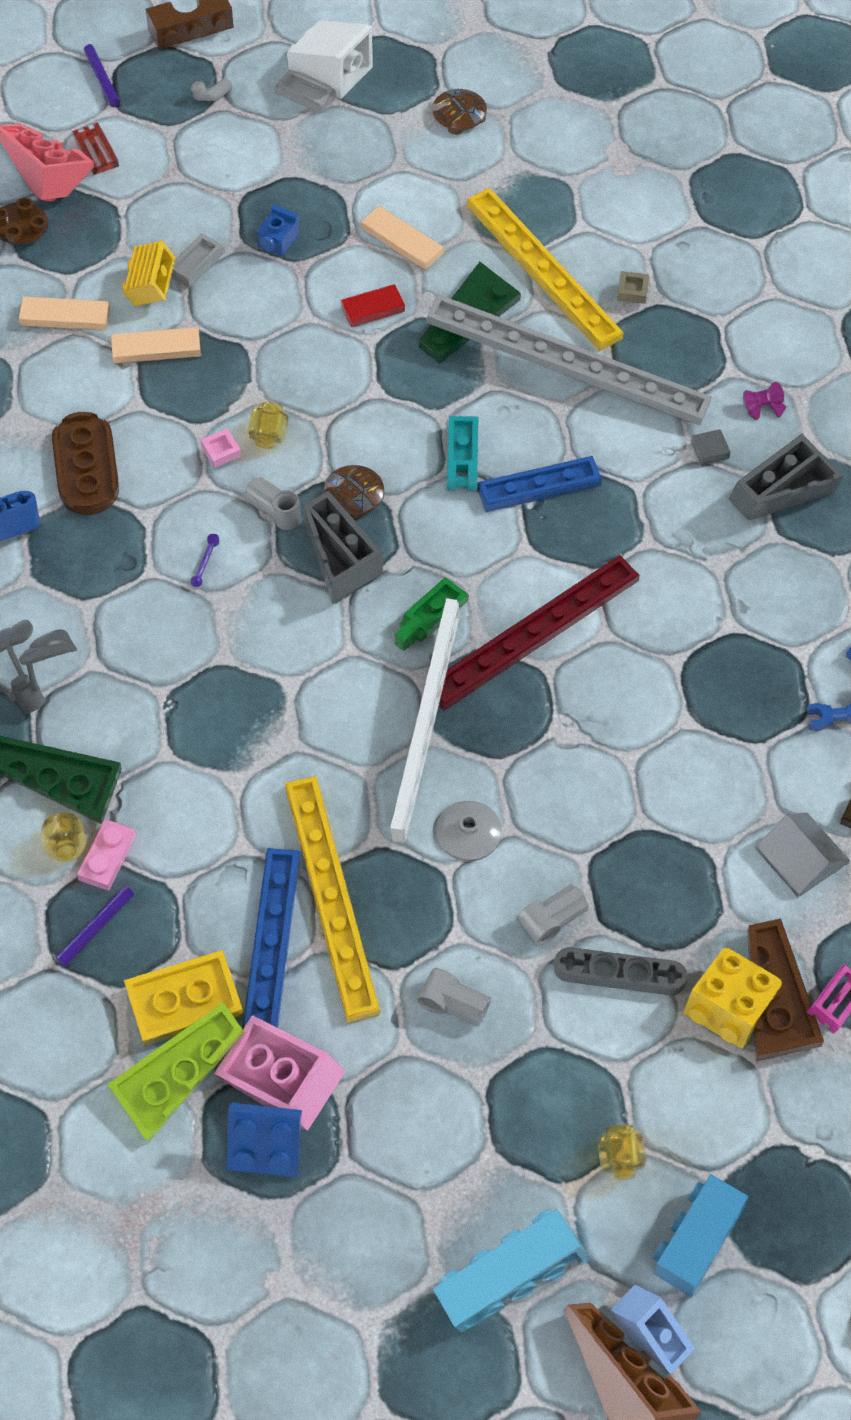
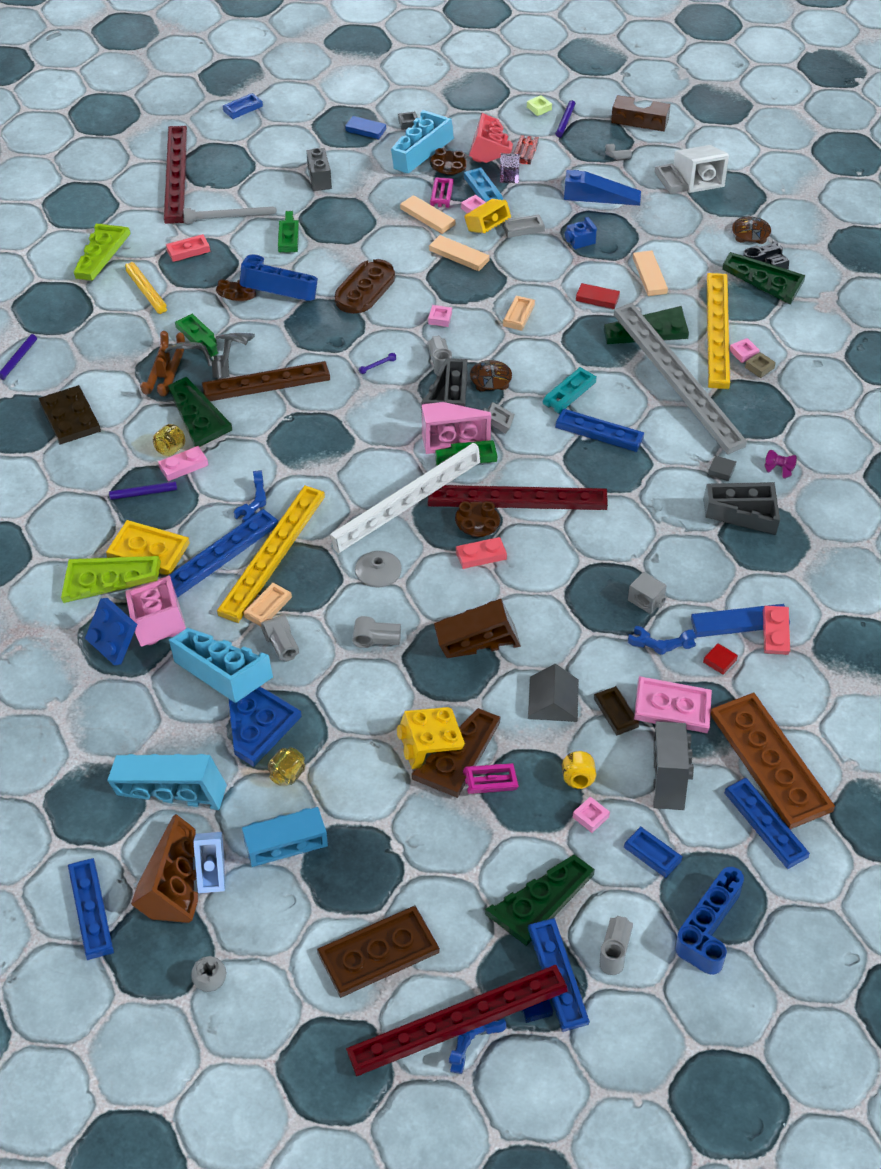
camera: 40 degrees right, 10 degrees down
(54, 75) = (539, 105): none -> yellowish green plate
(59, 284) = (440, 200): none -> dark pink tile
(94, 674) = (266, 381): none -> reddish brown tile
(99, 234) = (482, 185): none -> dark azure plate
(106, 188) = (509, 168): none -> clear purple brick
(113, 267) = (471, 203): none -> bright pink plate
(231, 159) = (594, 188): none -> blue wedge
(250, 862) = (259, 500): none -> blue piece
(268, 425) = (475, 318): clear yellow head -> none
(304, 385) = (518, 313): none -> light nougat tile
(388, 591) = (451, 424): none -> bright pink slope
(393, 967) = (267, 604): none -> light nougat tile
(417, 544) = (500, 417): none -> light grey bracket
(434, 1086) = (220, 664): none -> medium azure wedge
(508, 130) = (770, 252): none -> black piece
(520, 689) = (477, 518): none -> reddish brown dish
(530, 1119) = (259, 723): none -> blue plate
(539, 165) = (772, 279): none -> dark green wing
(562, 730) = (481, 552): none -> coral plate
(600, 278) = (743, 350): none -> bright pink plate
(619, 977) = (381, 687): dark grey beam -> none
(659, 832) = (477, 629): none -> reddish brown wedge
(784, 657) = (647, 593): none -> light grey brick

